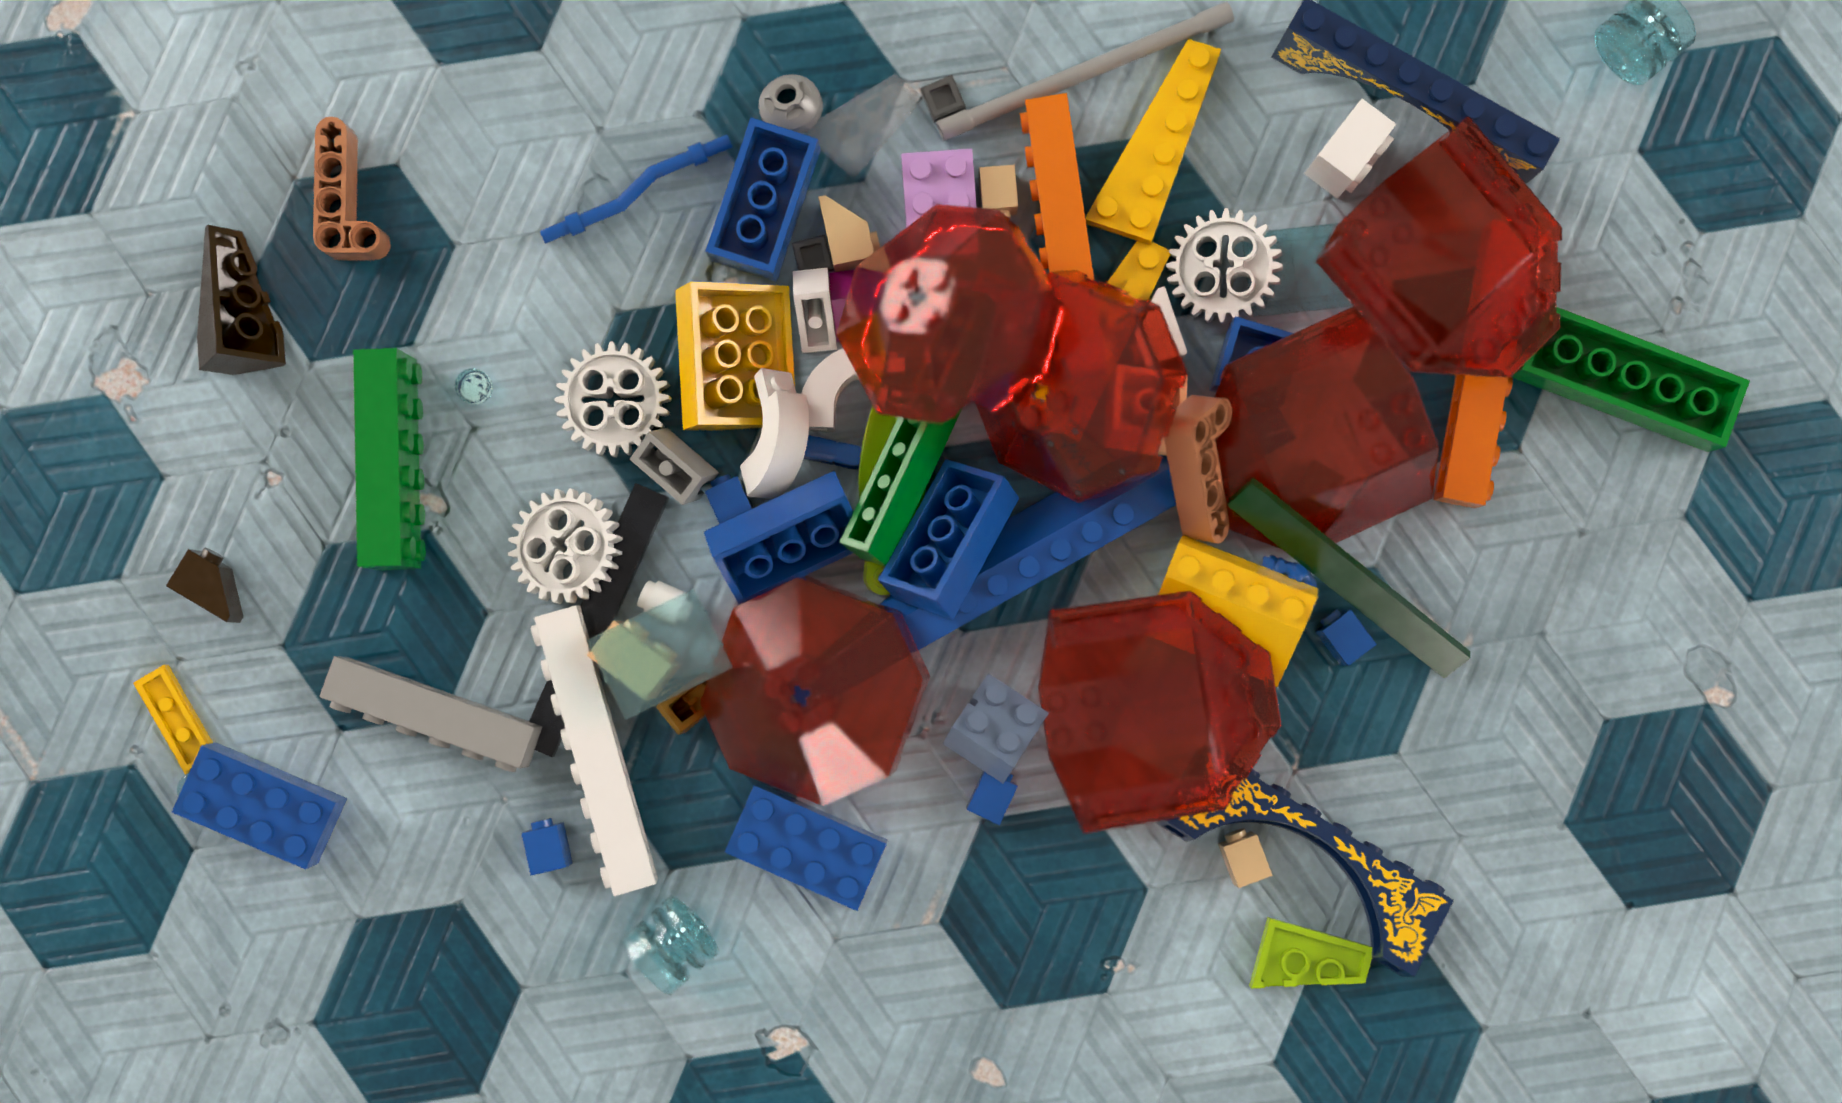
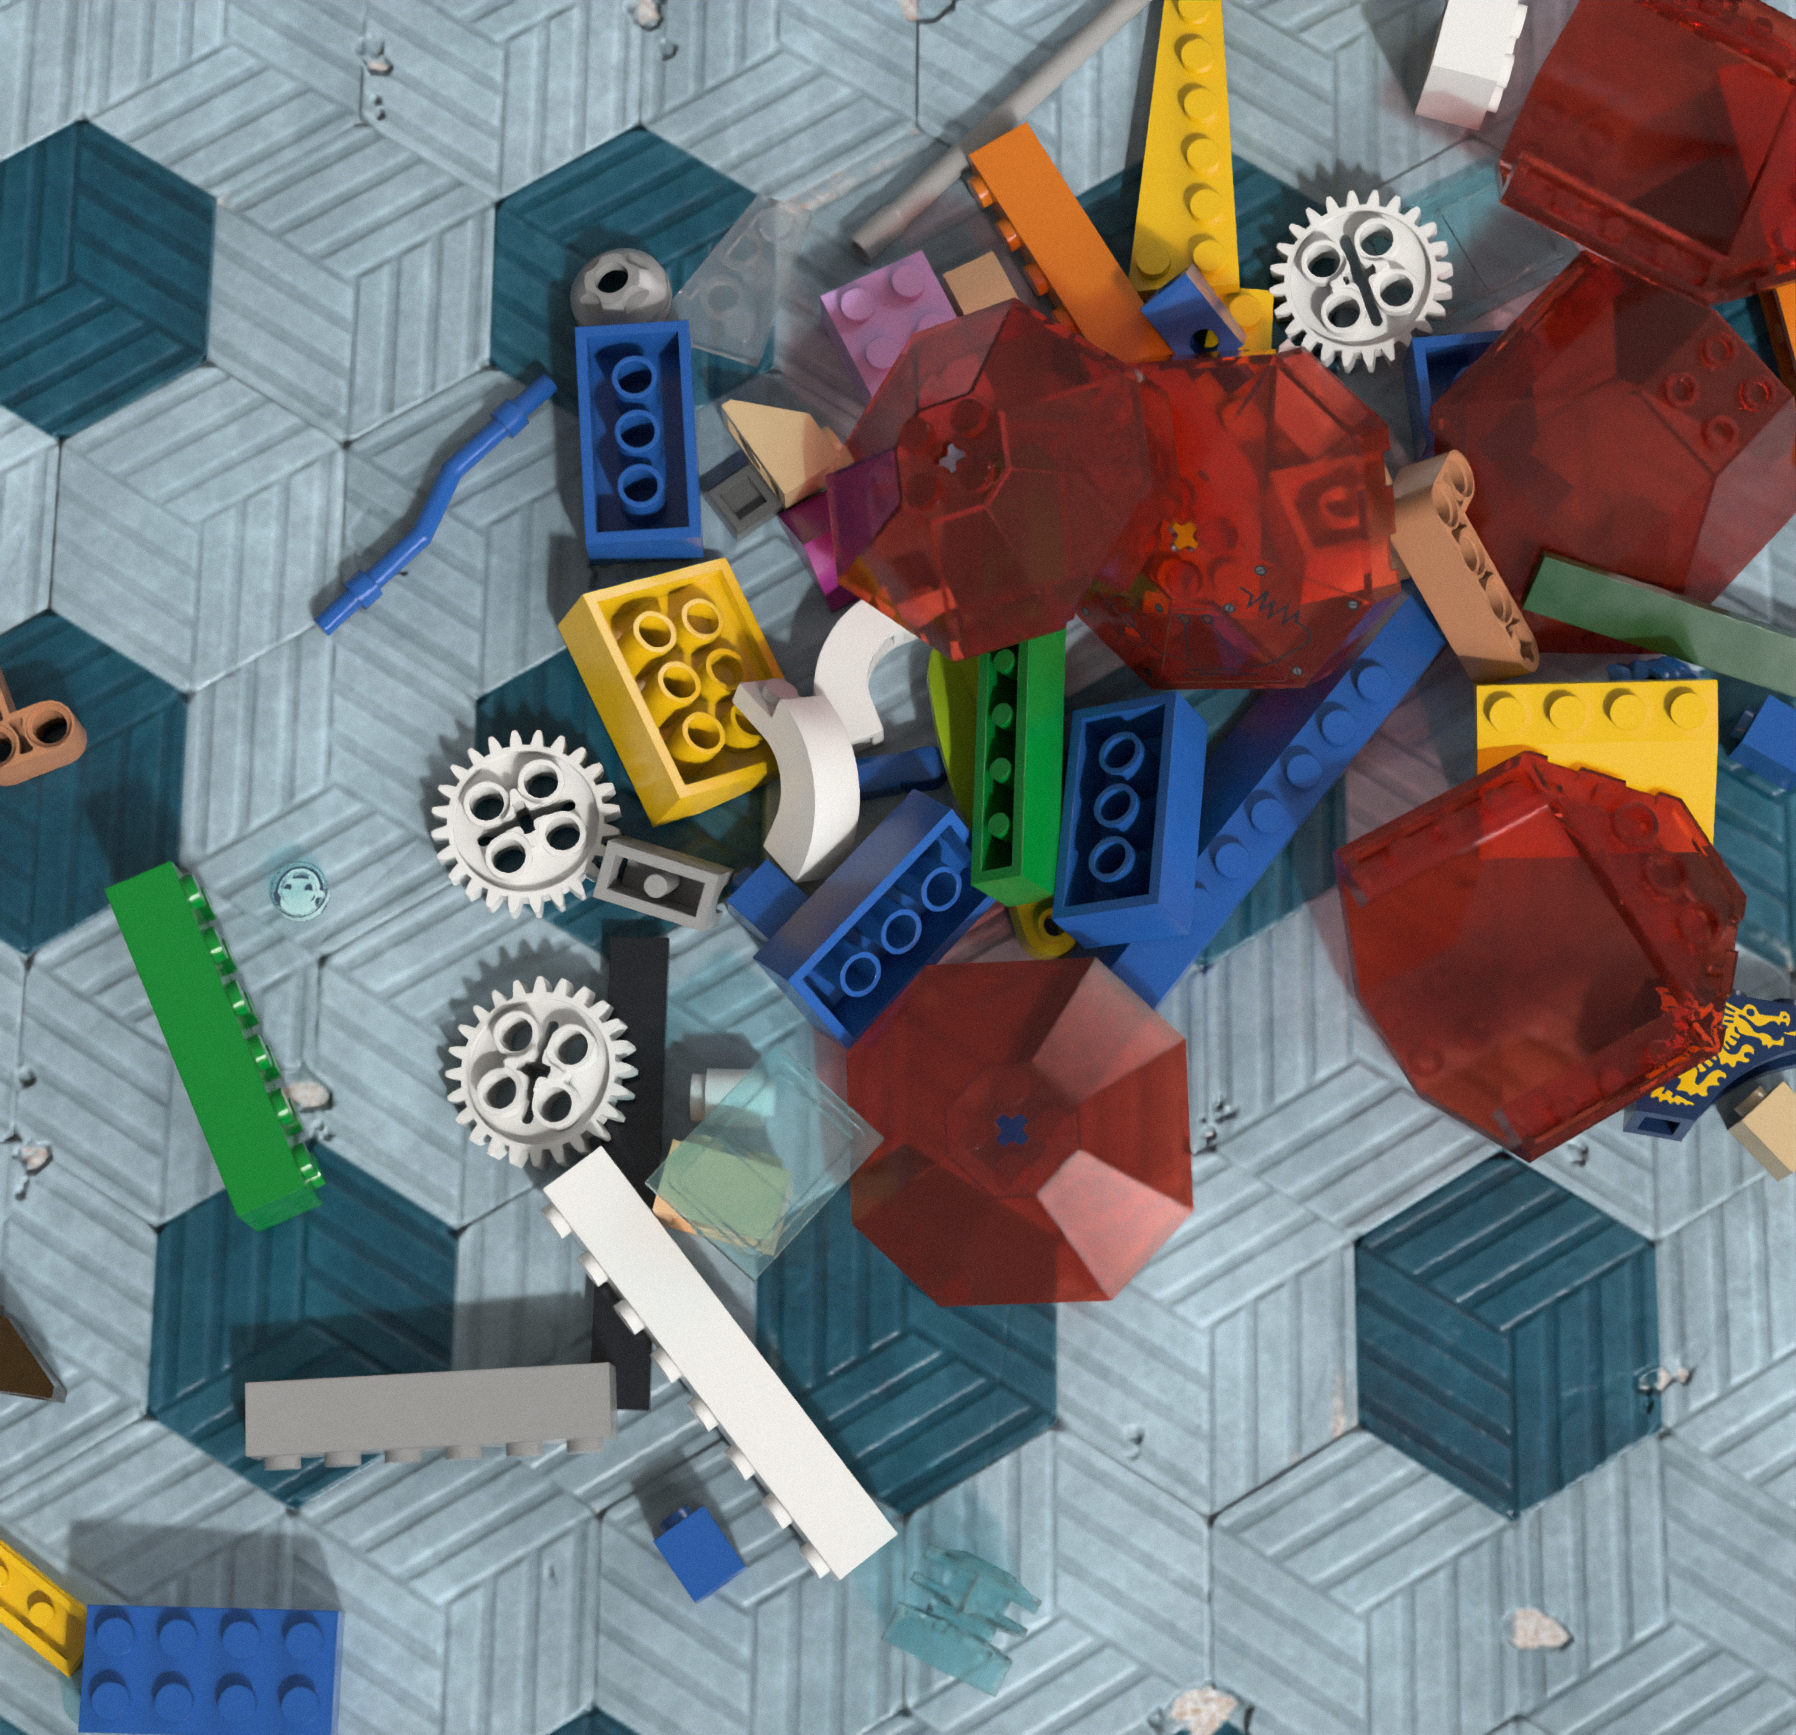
camera: 30 degrees left, 10 degrees down
(684, 709) = (829, 1243): pearl gold slope -> none
(806, 846) = (1108, 1382): blue brick -> none
(814, 310) = (781, 574): white slope -> none
(942, 98) = (842, 204): dark grey tile -> none
(992, 797) = (1358, 1189): blue brick -> none
(995, 728) = (1322, 1080): sand blue piece -> none
(1112, 247) = (1188, 306): none -> blue torso

